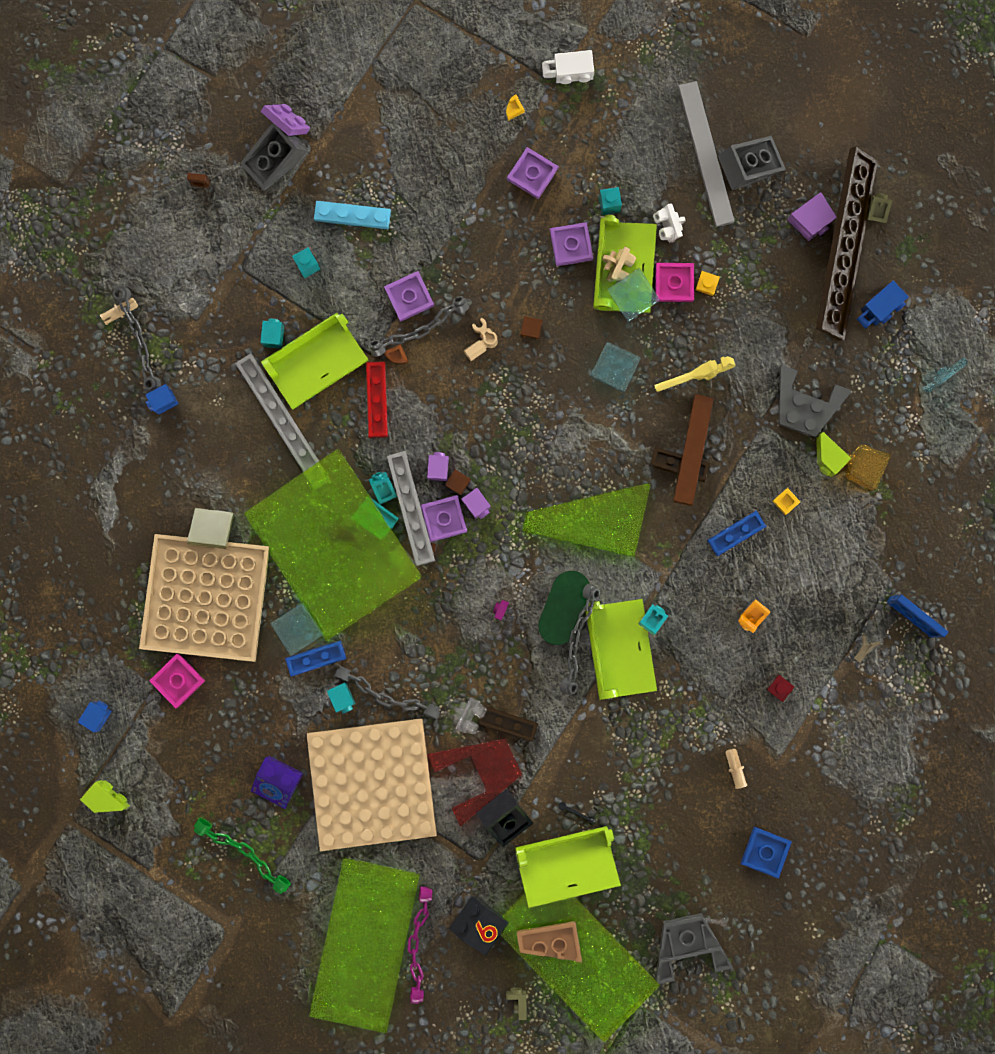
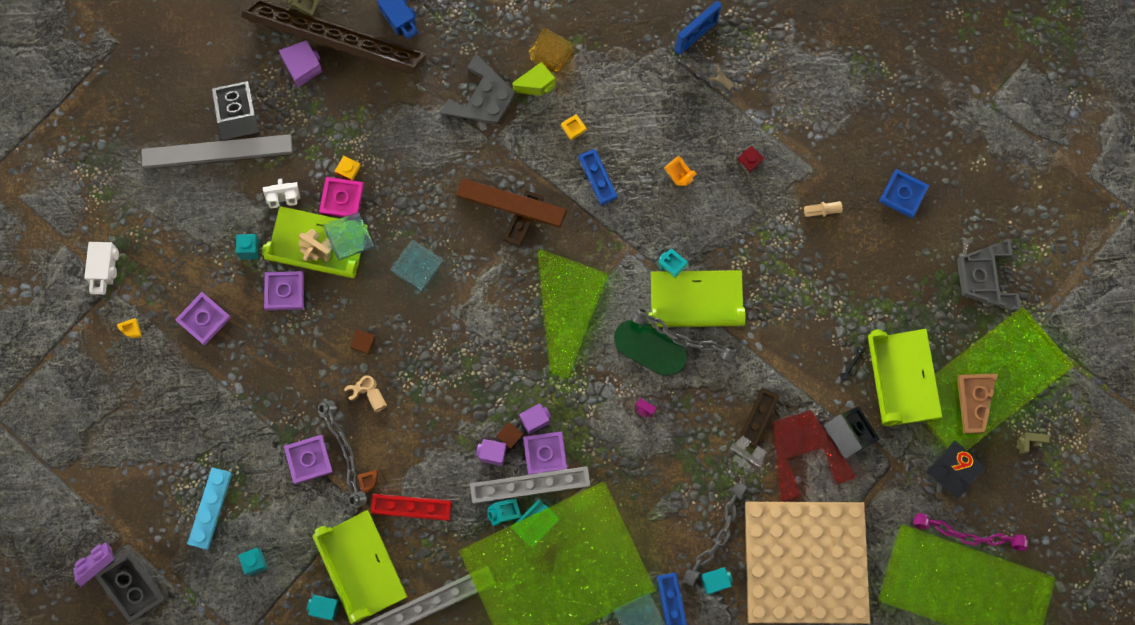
camera: 85 degrees left, 10 degrees down
(705, 371) = (436, 181): light yellow piece -> none

